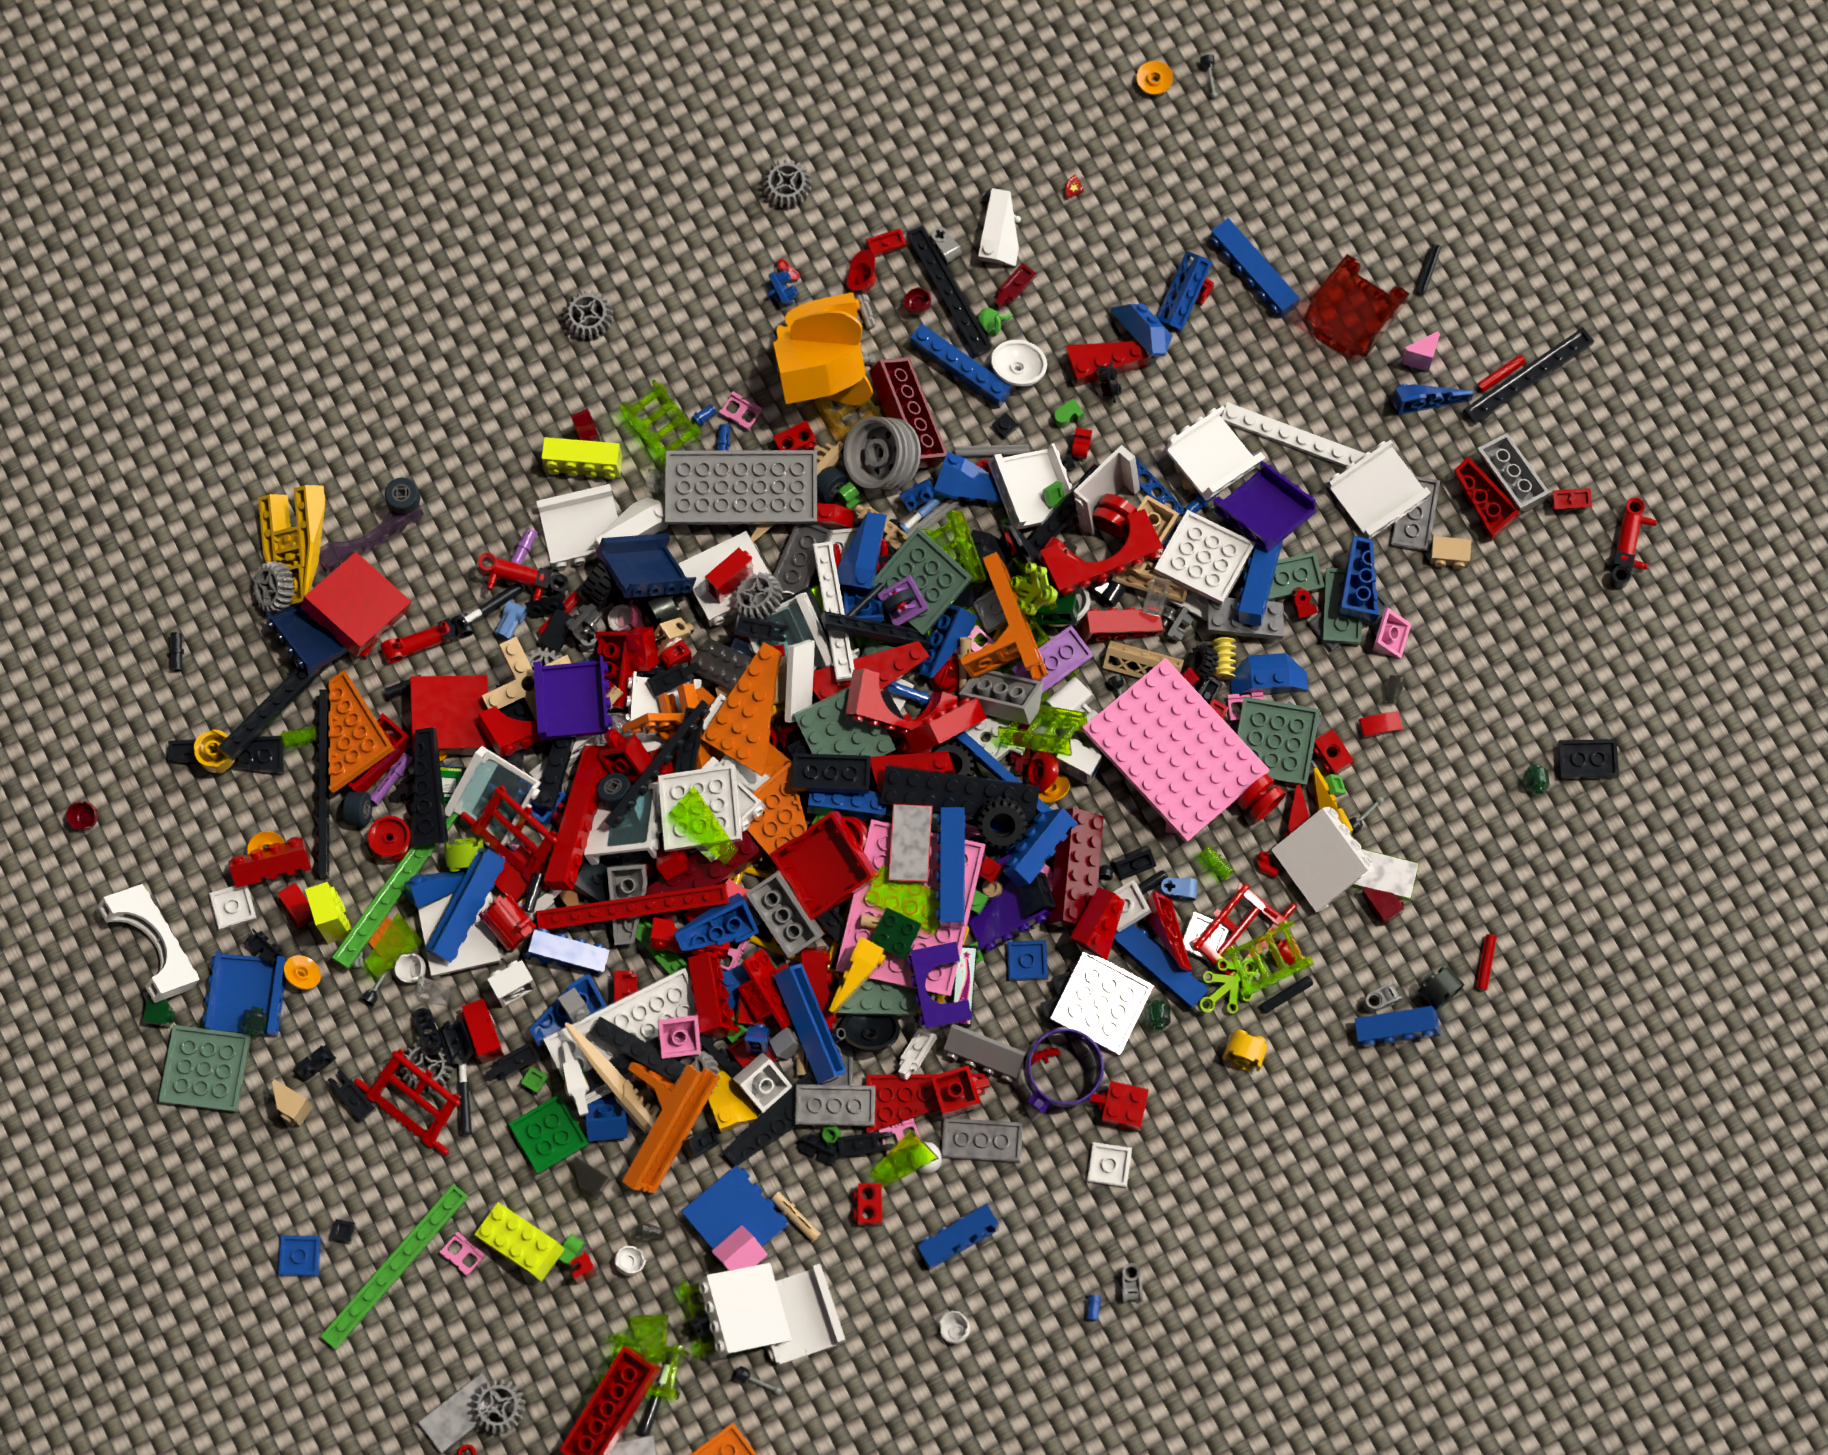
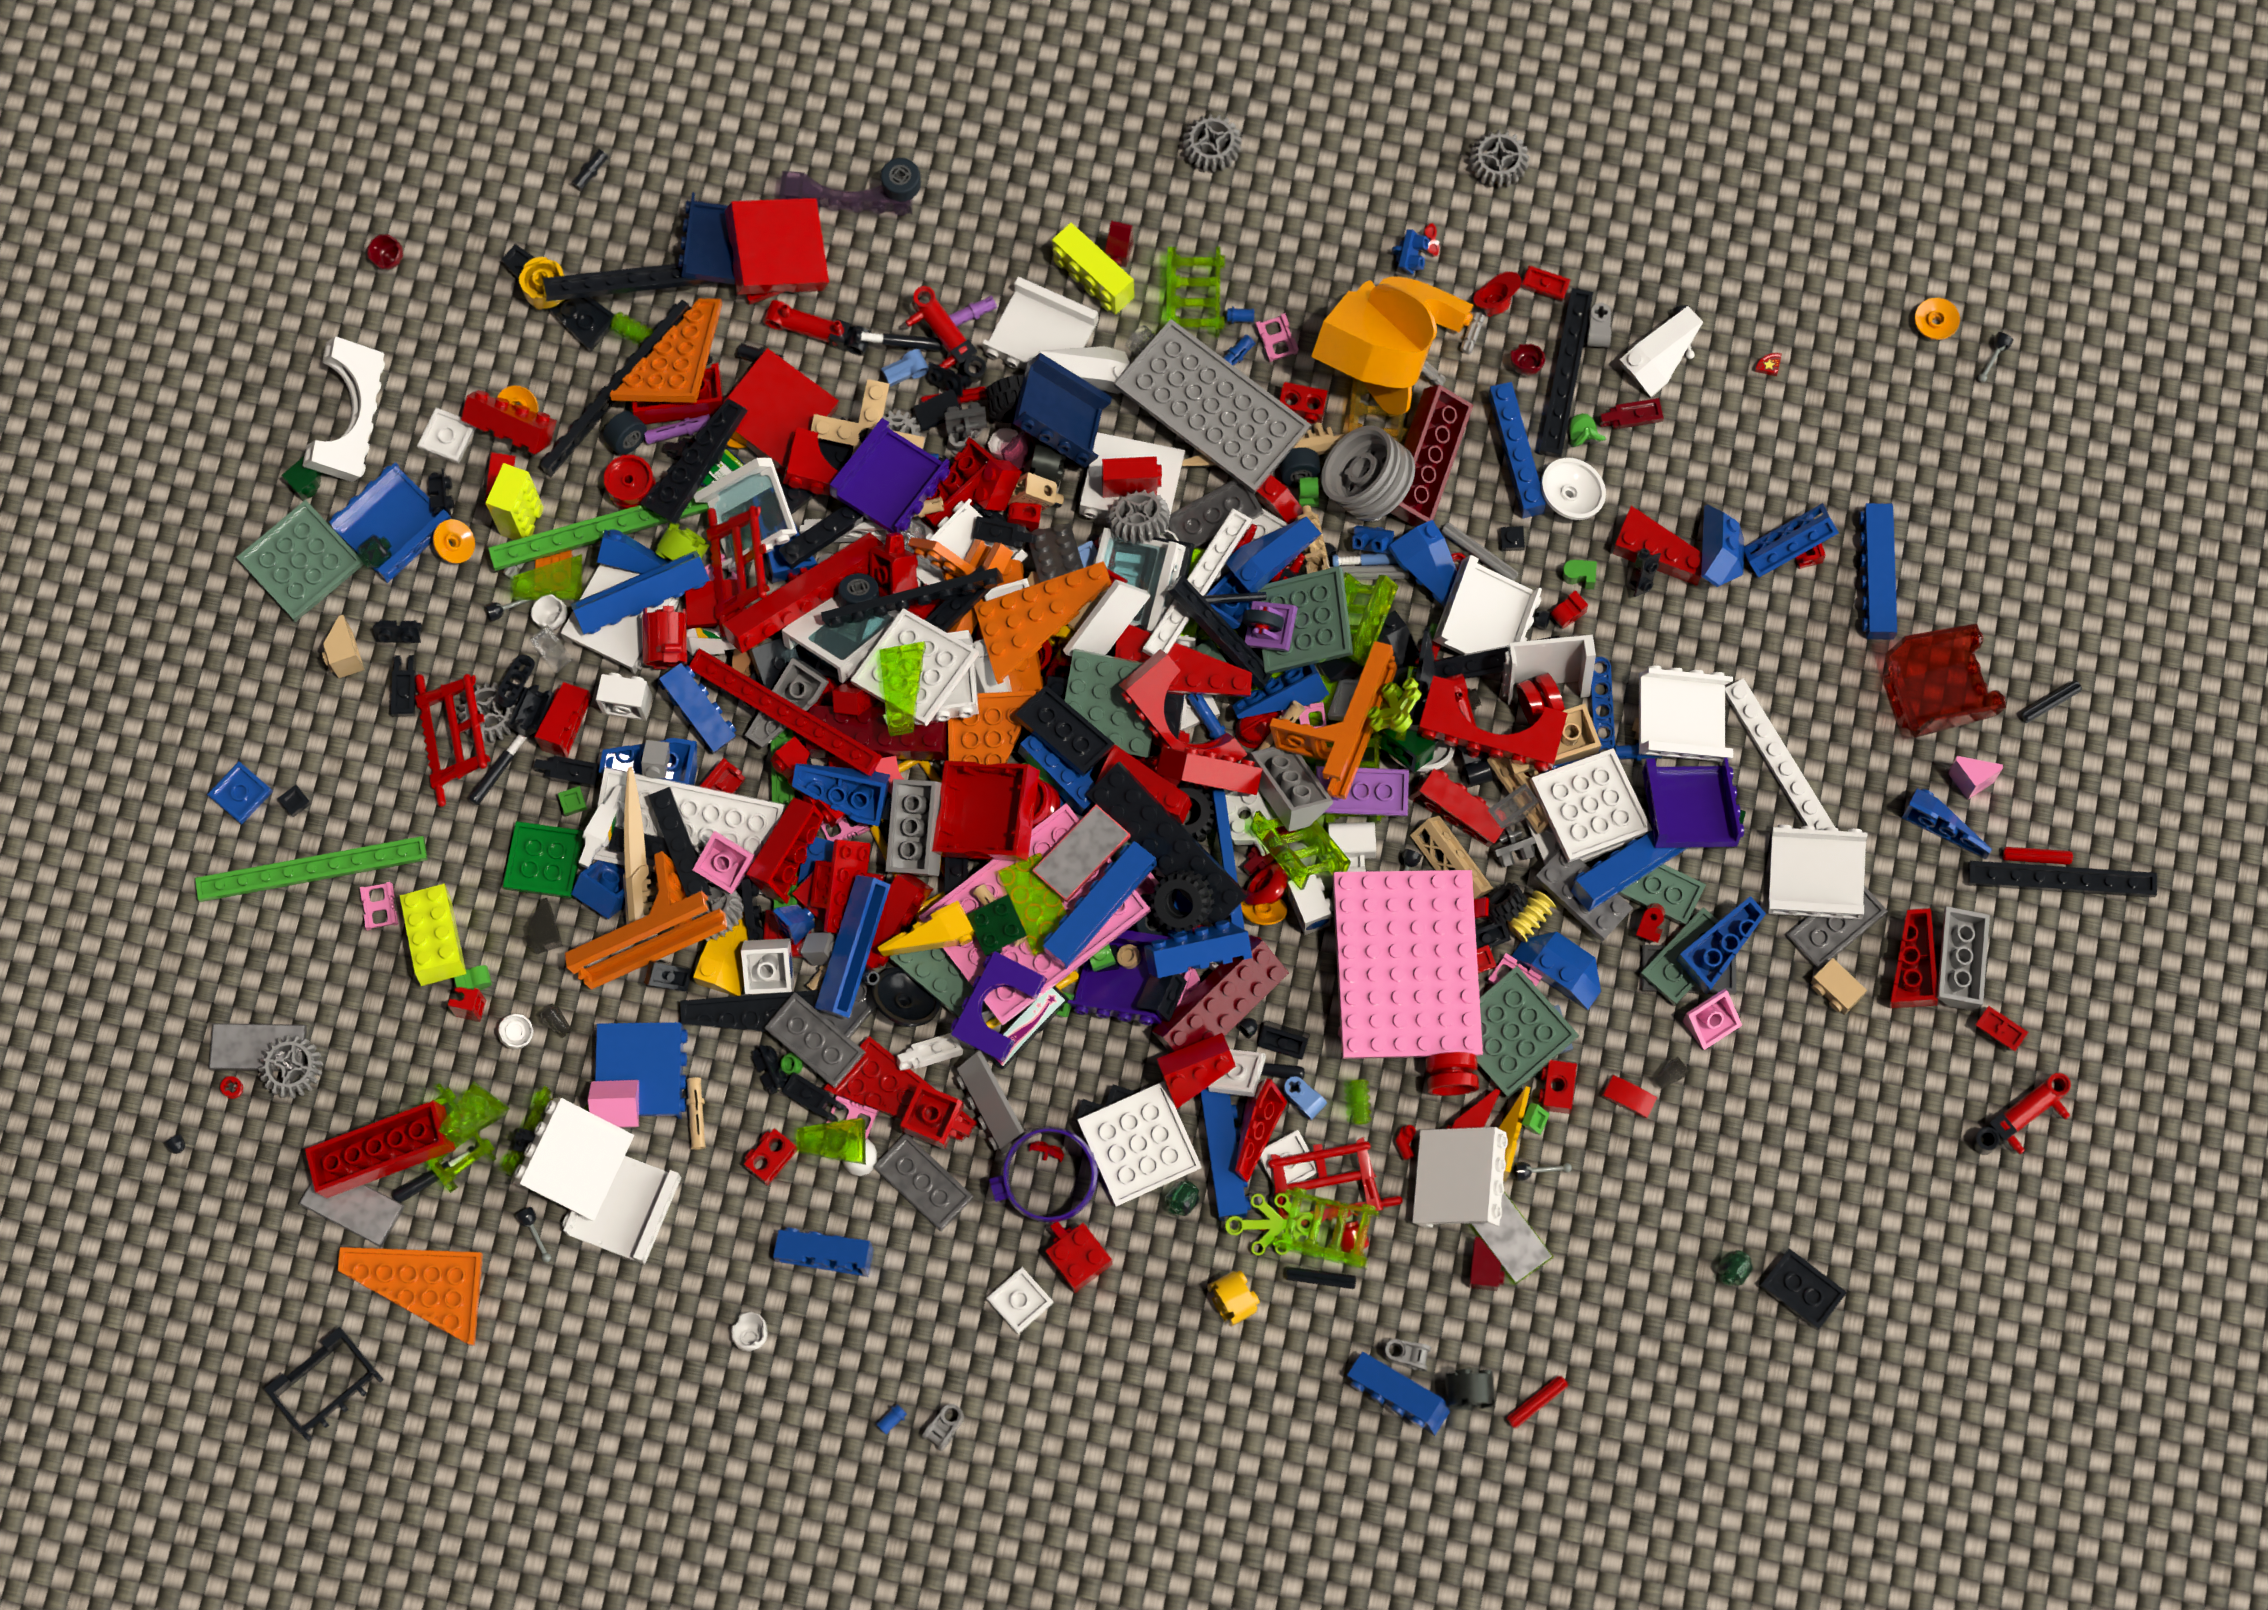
camera: 40 degrees right, 0 degrees up
(273, 586) = (719, 175): light grey gear -> none
(294, 545) = (771, 144): yellow wedge -> none
(533, 892) = (708, 629): black pin -> none
(758, 628) = (1113, 547): black hinge -> none
(990, 869) = (1137, 937): red plate -> none
(1027, 960) = (1107, 1050): blue tile -> none
(1053, 494) = (1500, 635): bright green plate -> none

